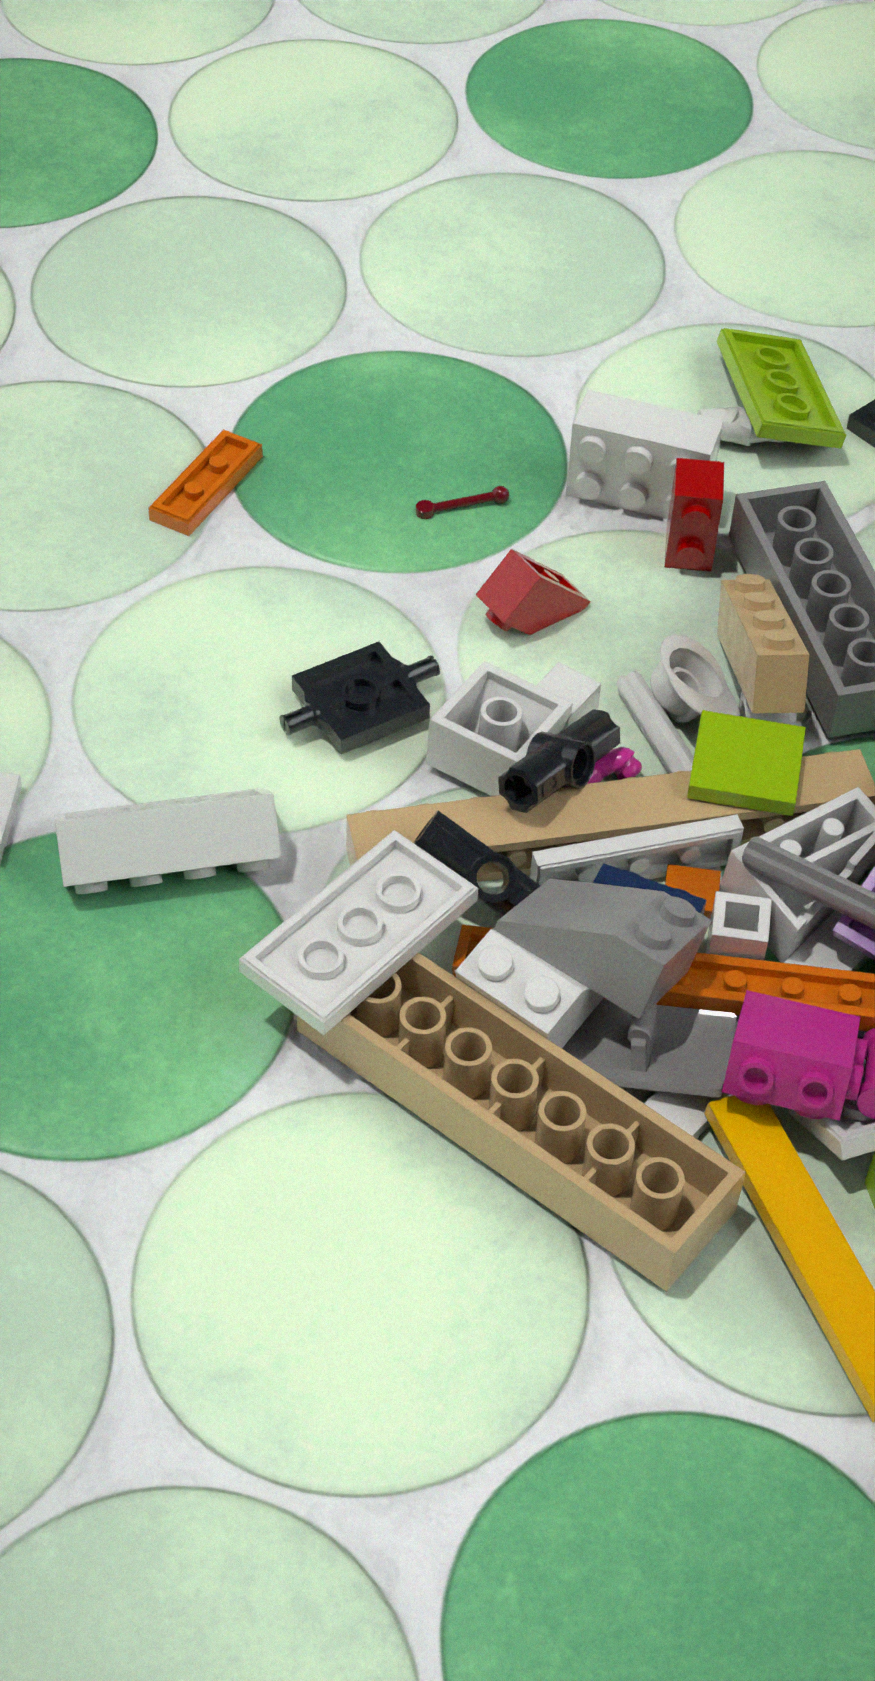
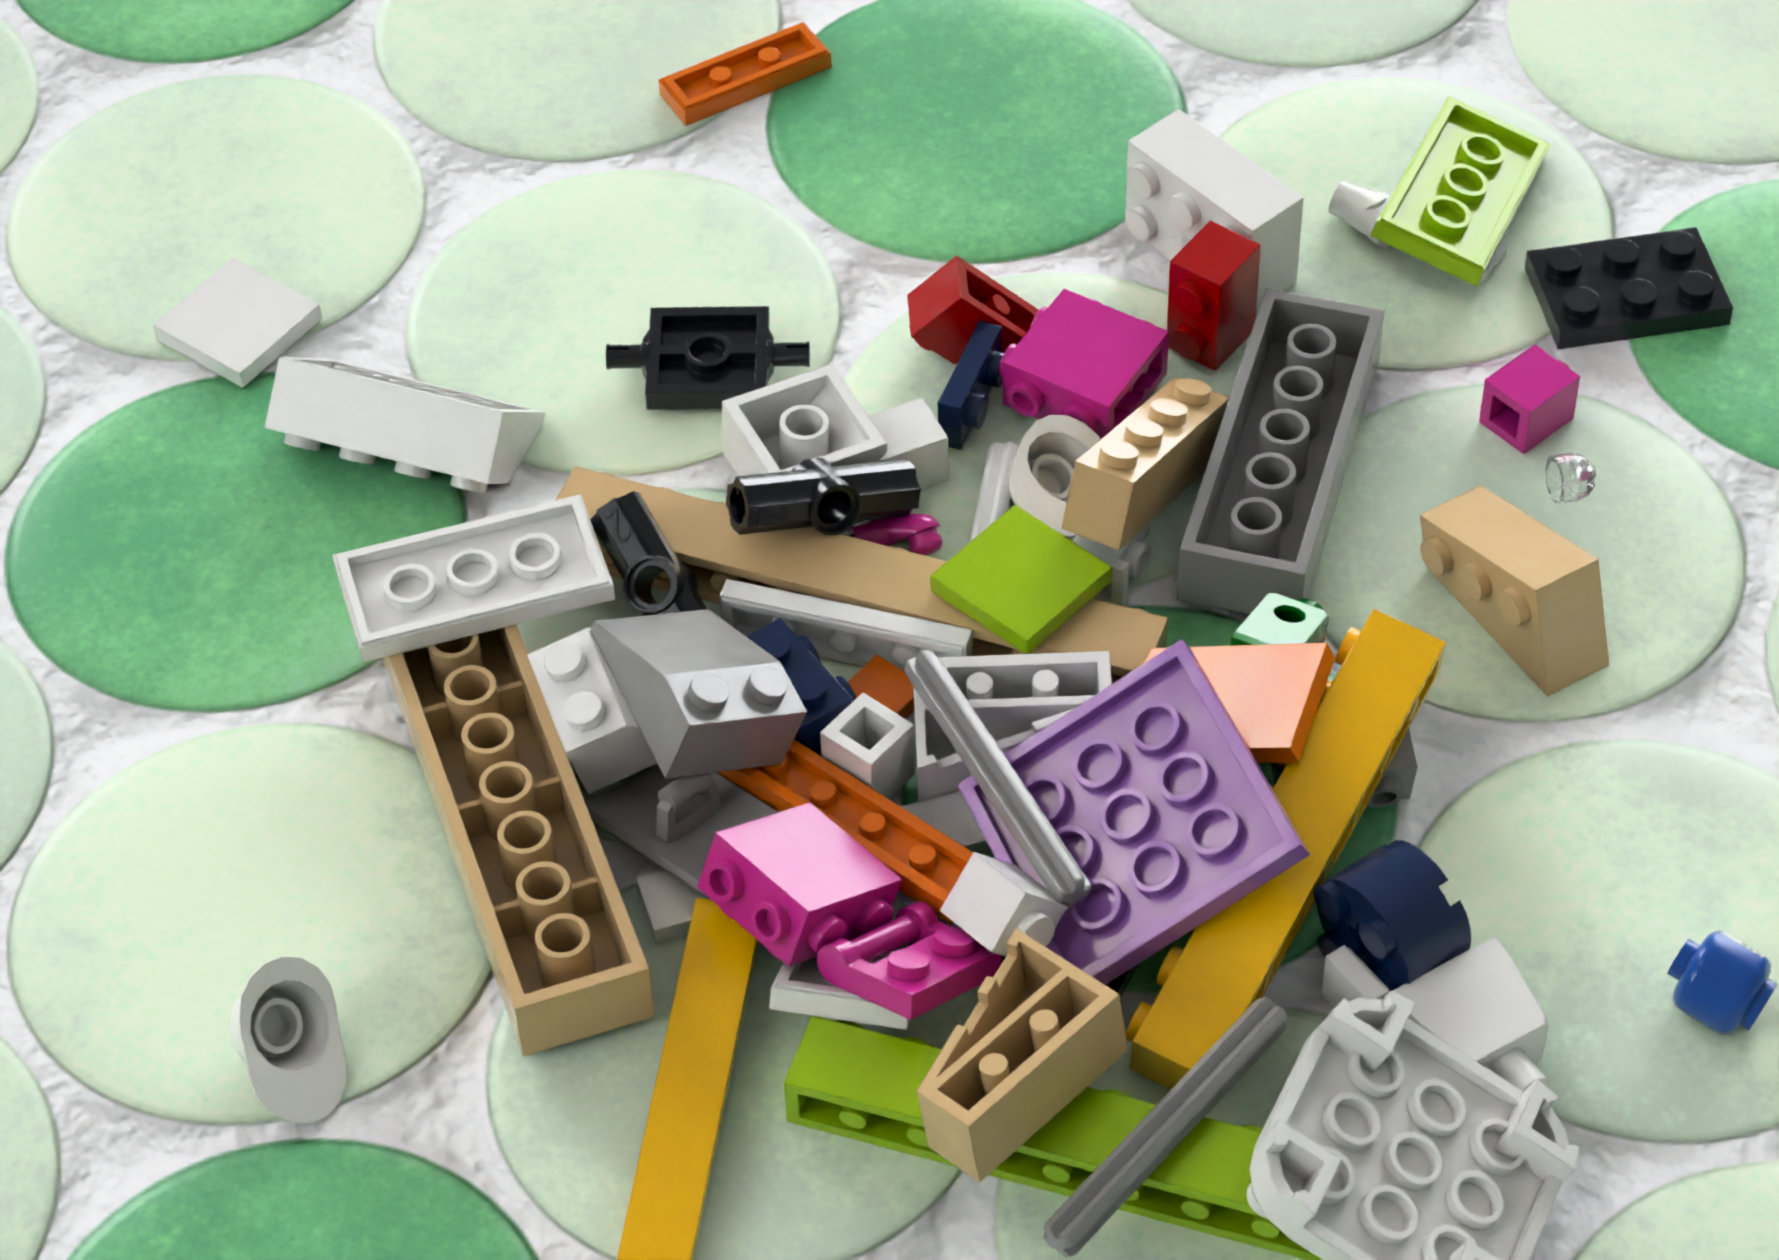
camera: 35 degrees right, 0 degrees up
(425, 508) = (954, 186): dark red hinge -> none
(489, 1369) = (290, 1040): none -> white piece
(568, 634) = (968, 389): none -> dark blue plate
(640, 597) = (1084, 363): none -> dark pink brick

